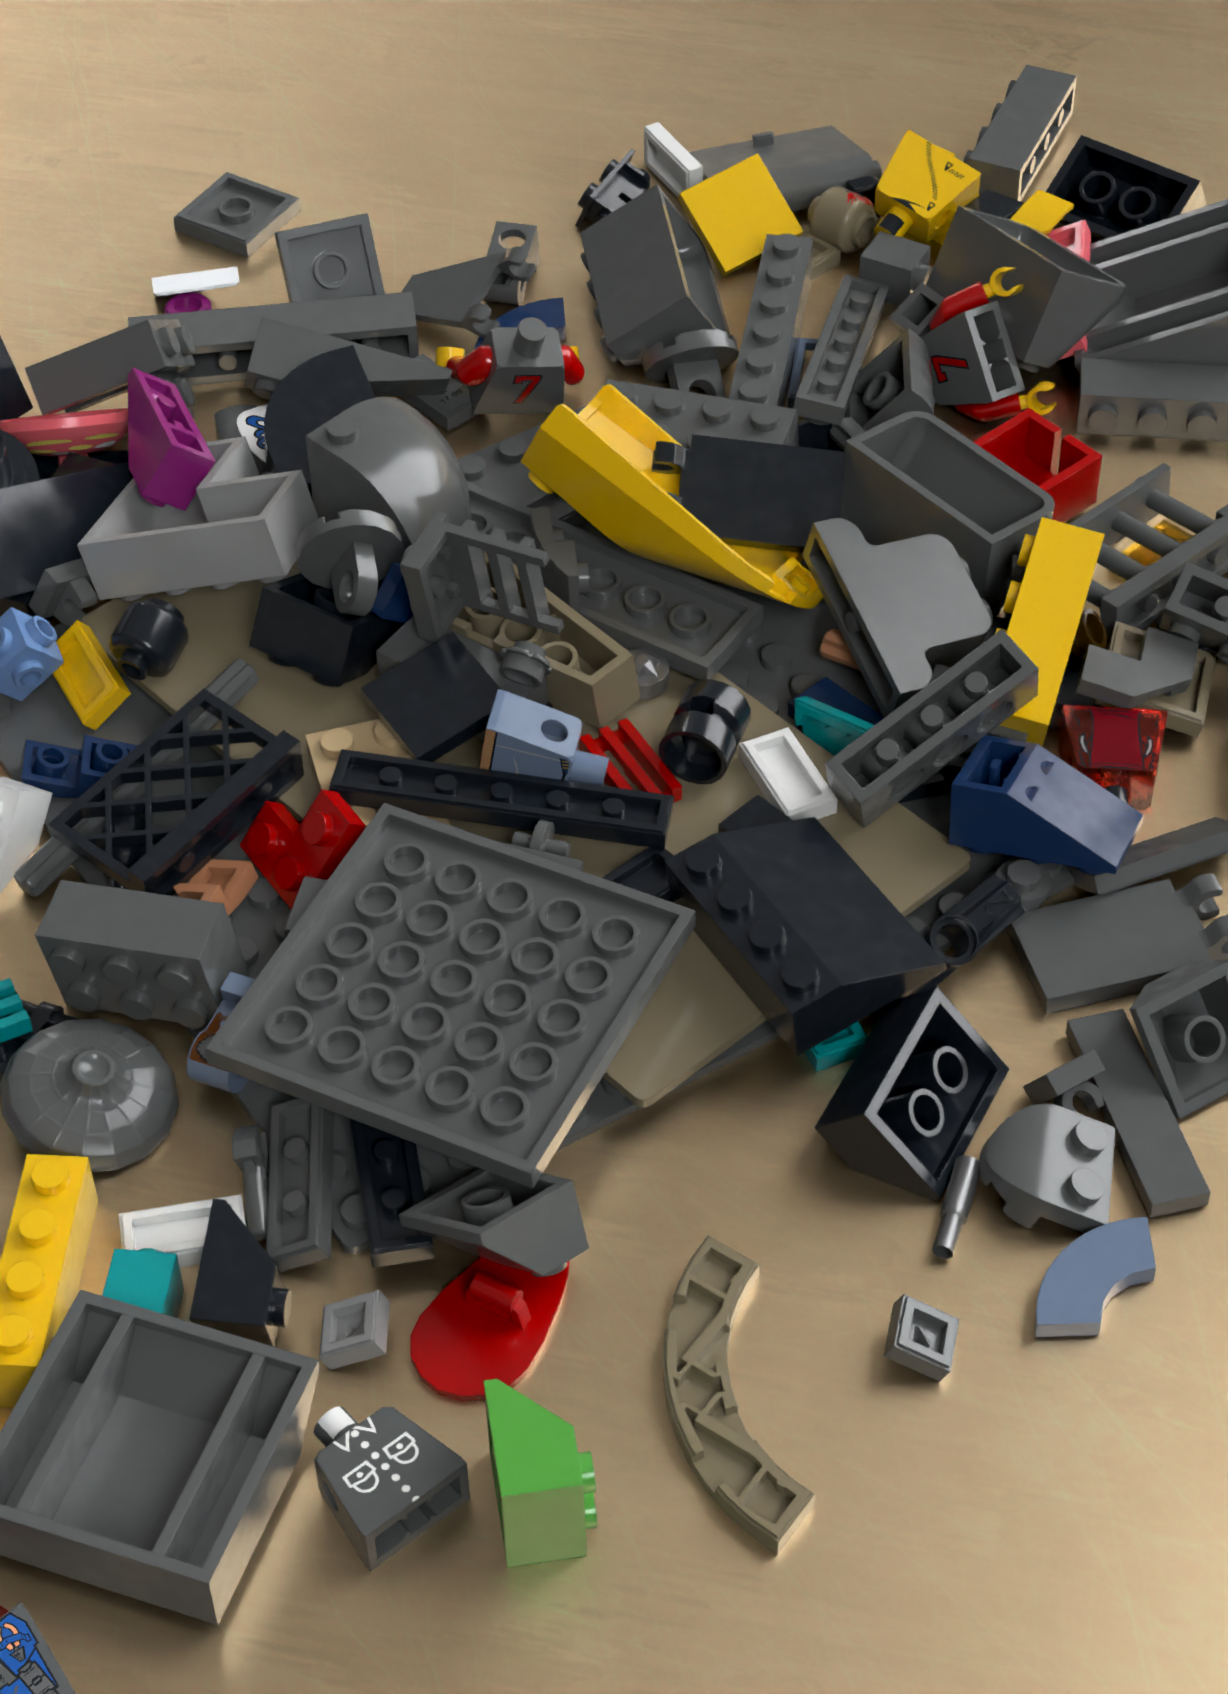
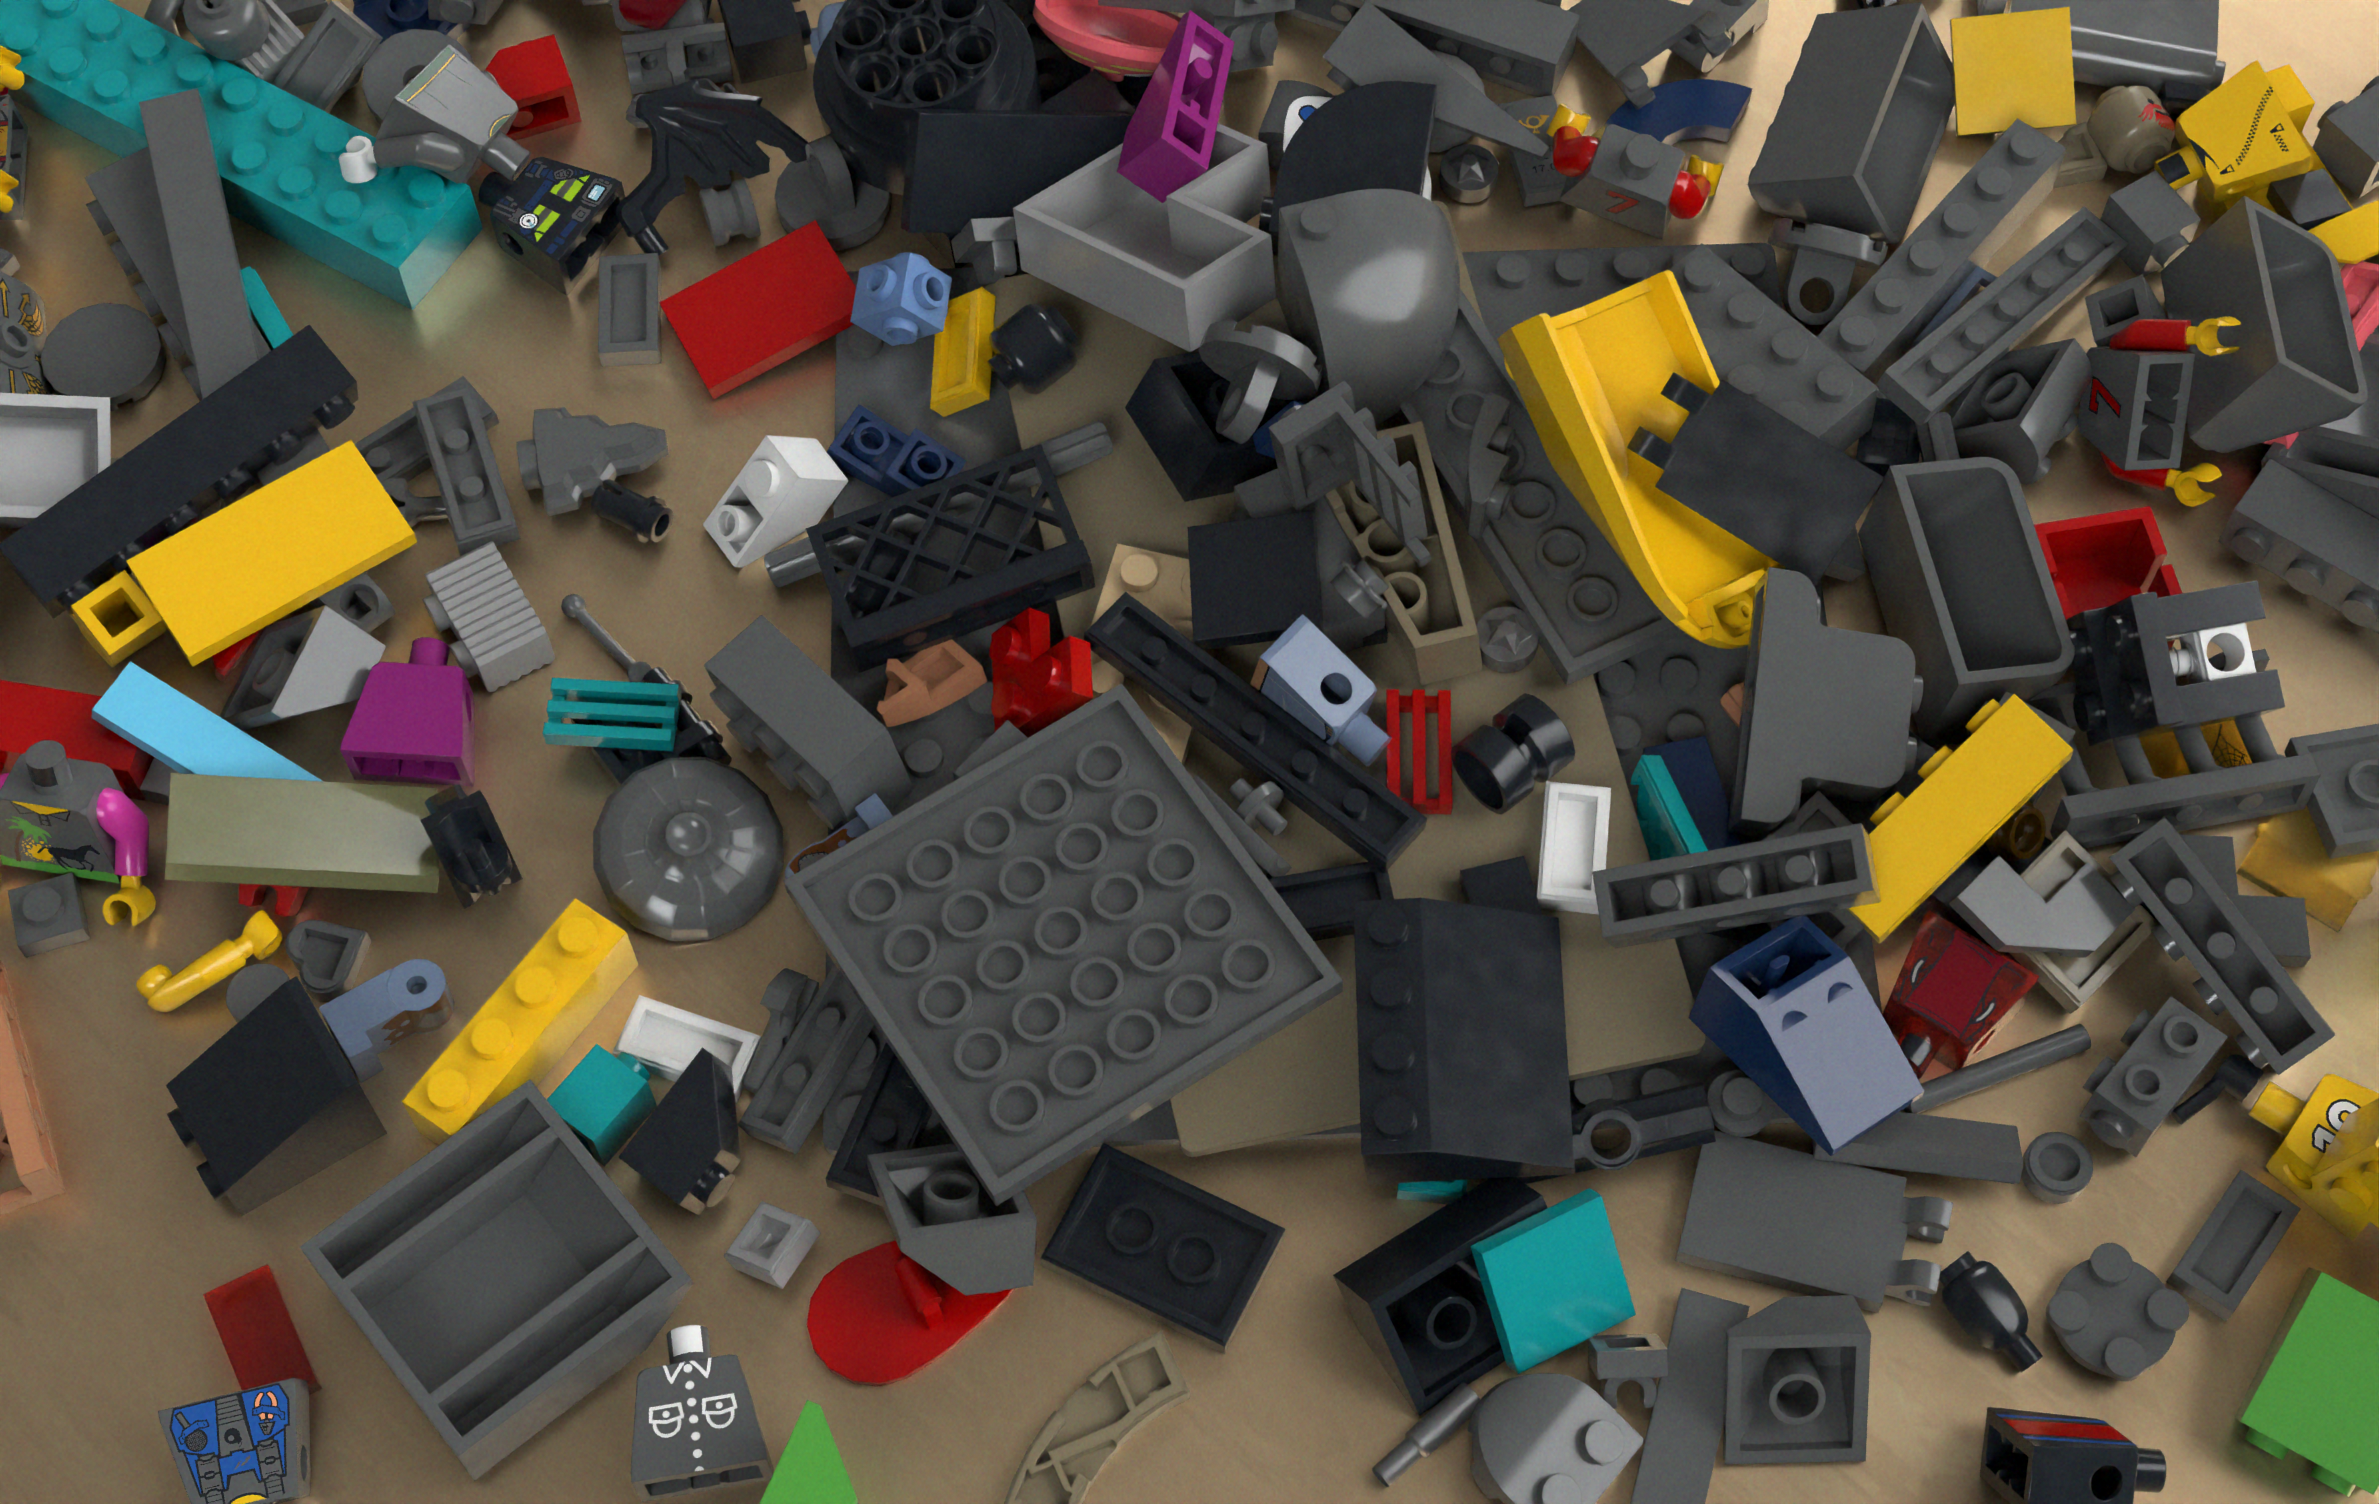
camera: 30 degrees right, 15 degrees up
(667, 1184) = (1163, 1248): none -> black tile
(979, 1049) = (1553, 1280): none -> teal tile
(1118, 480) = (2130, 674): none -> black brick
(1179, 787) = (2001, 1067): none -> dark grey bar

